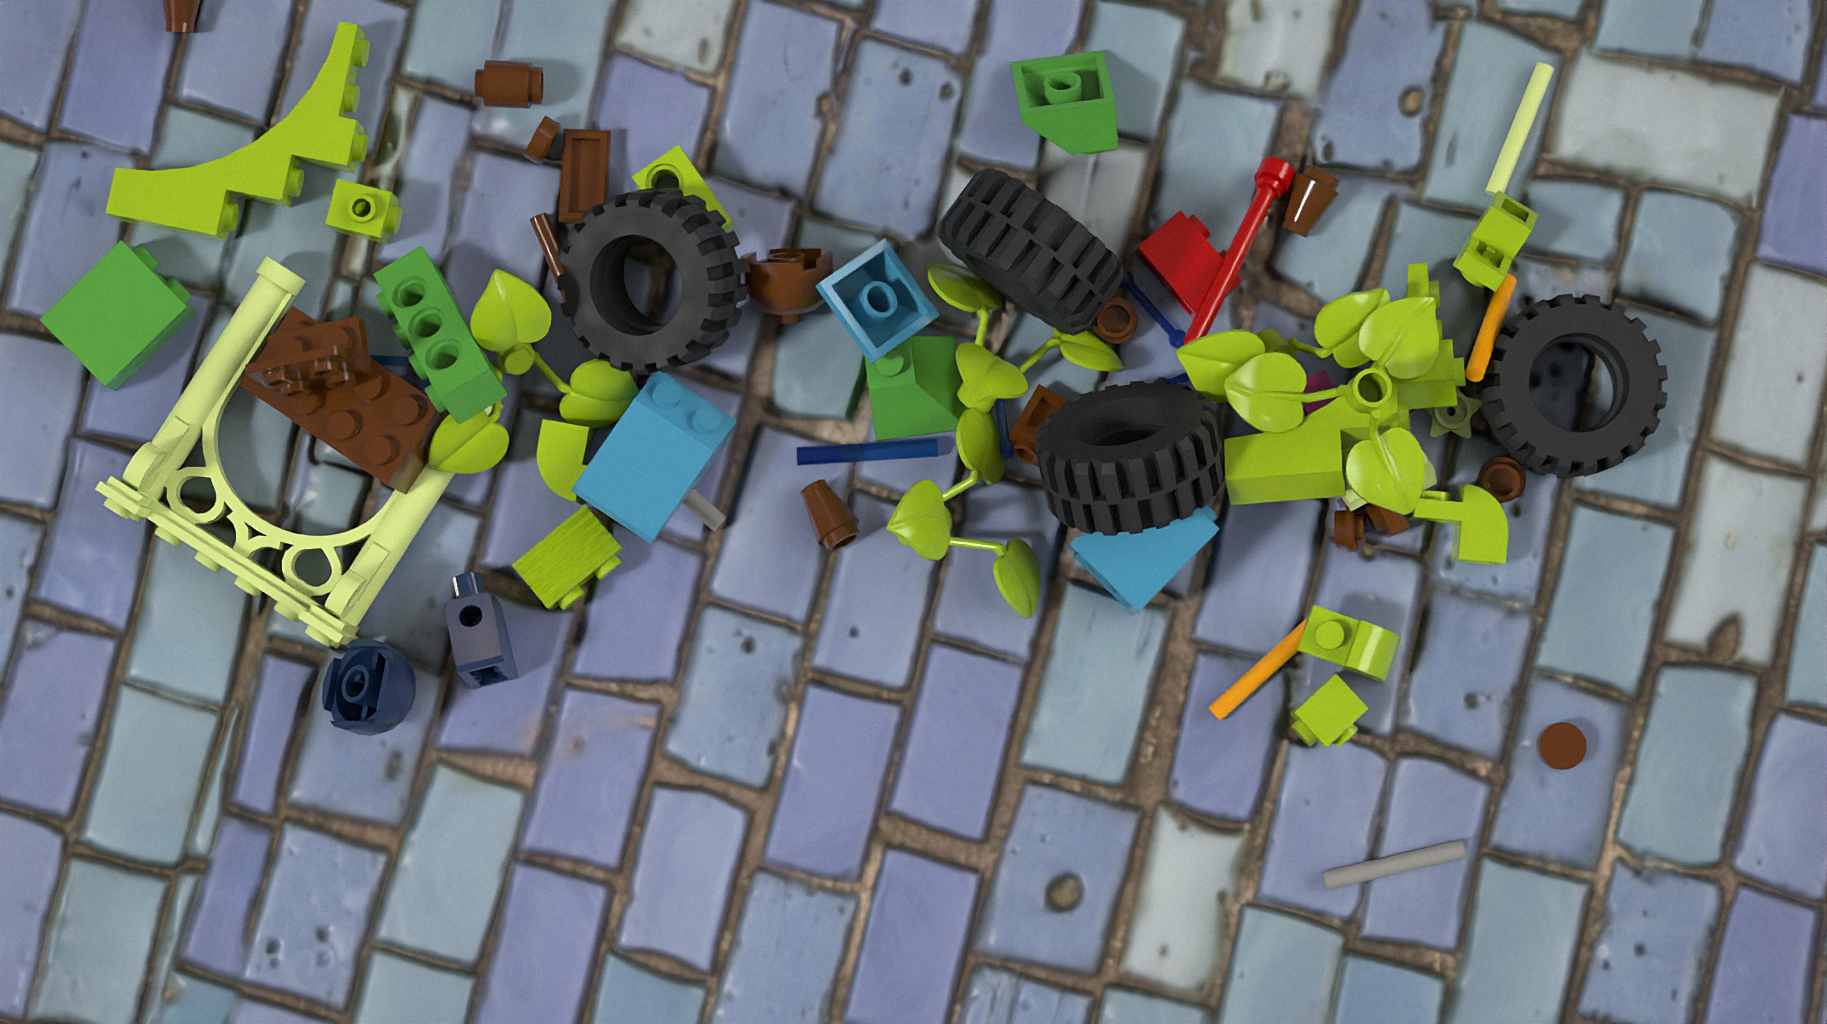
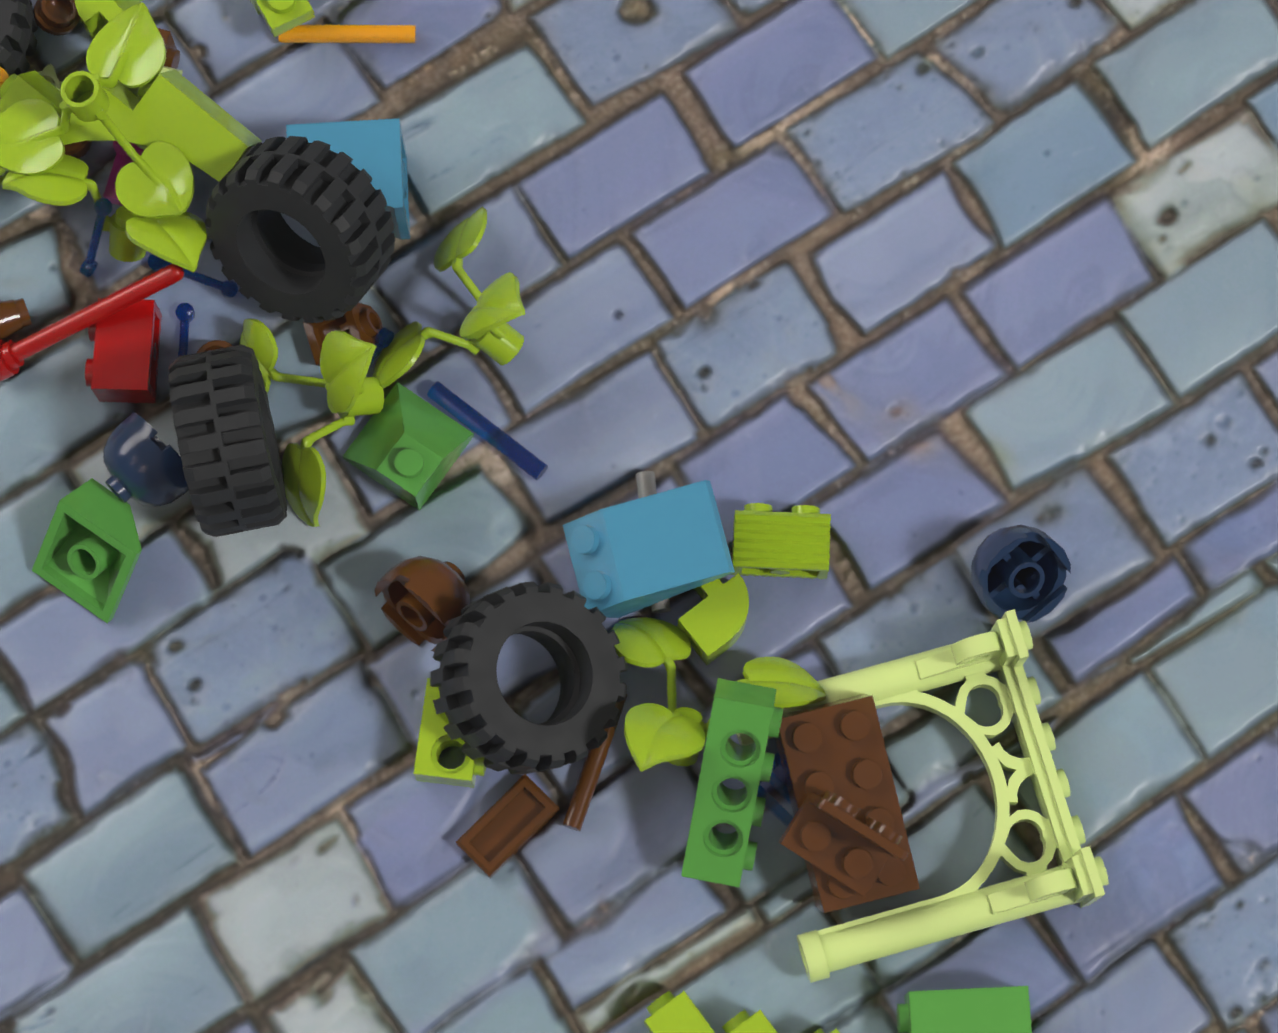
camera: 140 degrees left, 10 degrees down
(364, 212) = (702, 947): lime brick -> none
(482, 651) = (906, 523): dark blue torso -> none
(509, 84) = (499, 947): reddish brown brick -> none
(542, 140) = (513, 880): reddish brown tile -> none
(830, 517) = (558, 405): reddish brown cone -> none
(877, 300) = (374, 518): dark azure slope -> none
(1088, 187) = (143, 465): none -> dark blue cylinder
(1299, 345) = (103, 208): none -> clear blue hinge
(1349, 529) = (198, 68): reddish brown plate -> none

